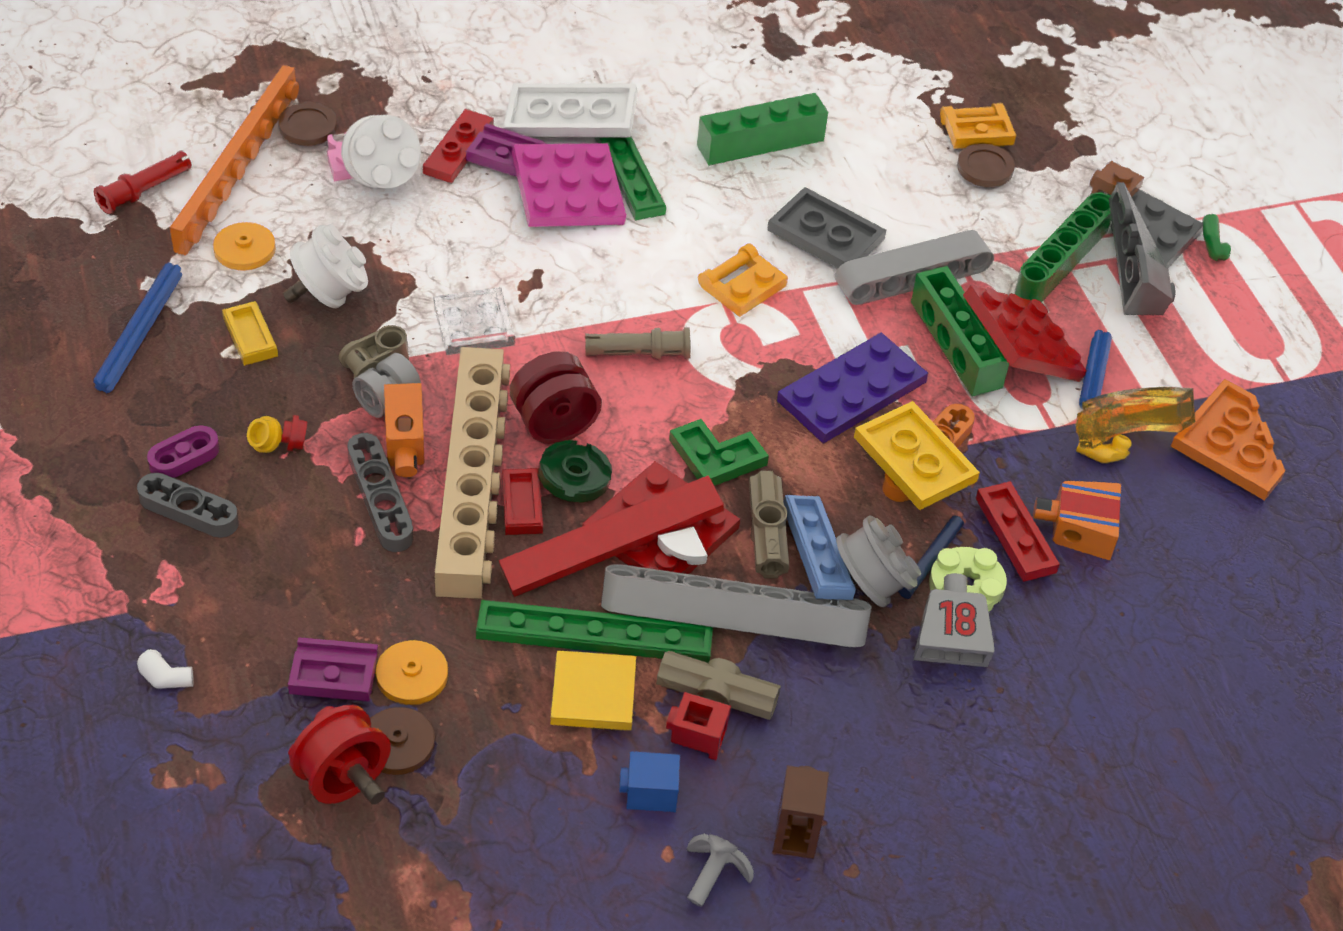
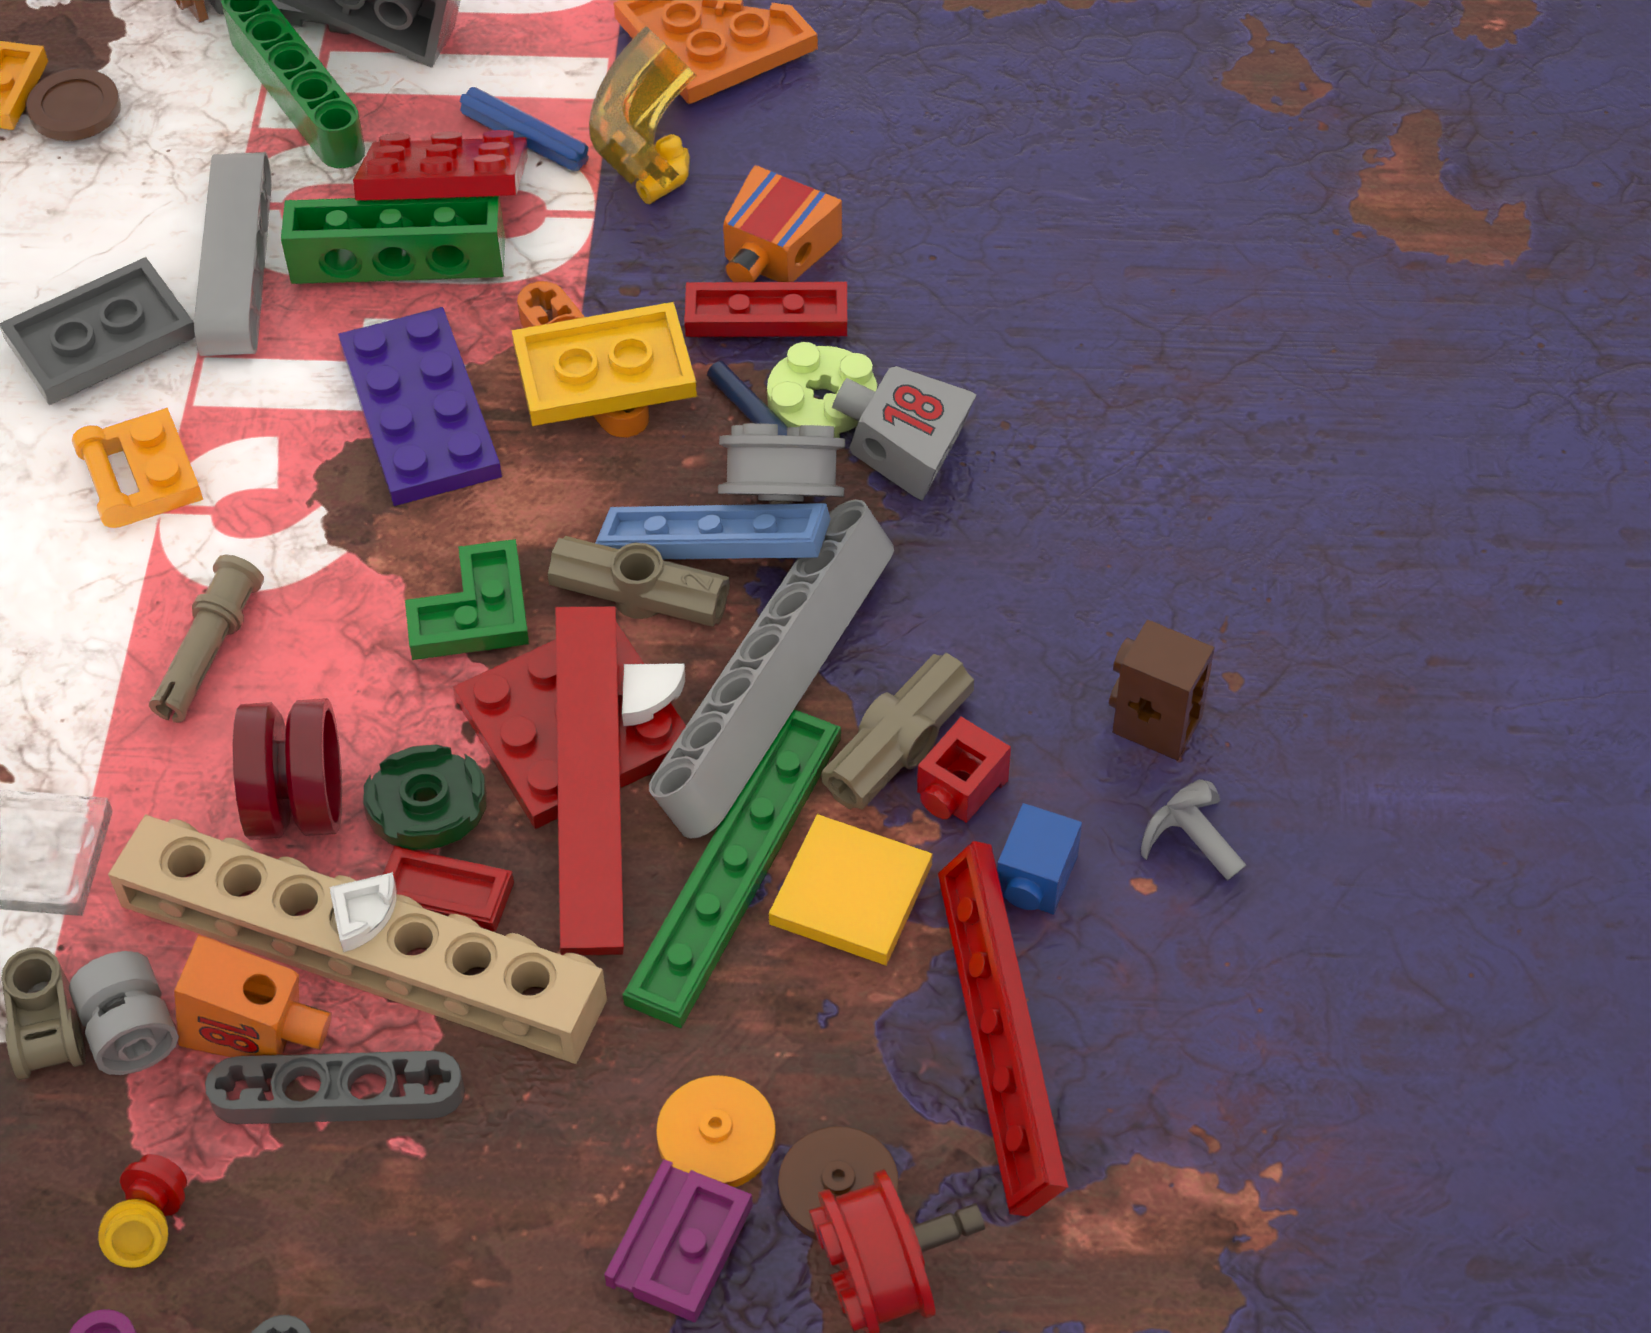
camera: 65 degrees left, 5 degrees up
(476, 455) = (363, 908): none -> white tile
(523, 789) = (1002, 1031): none -> red tile

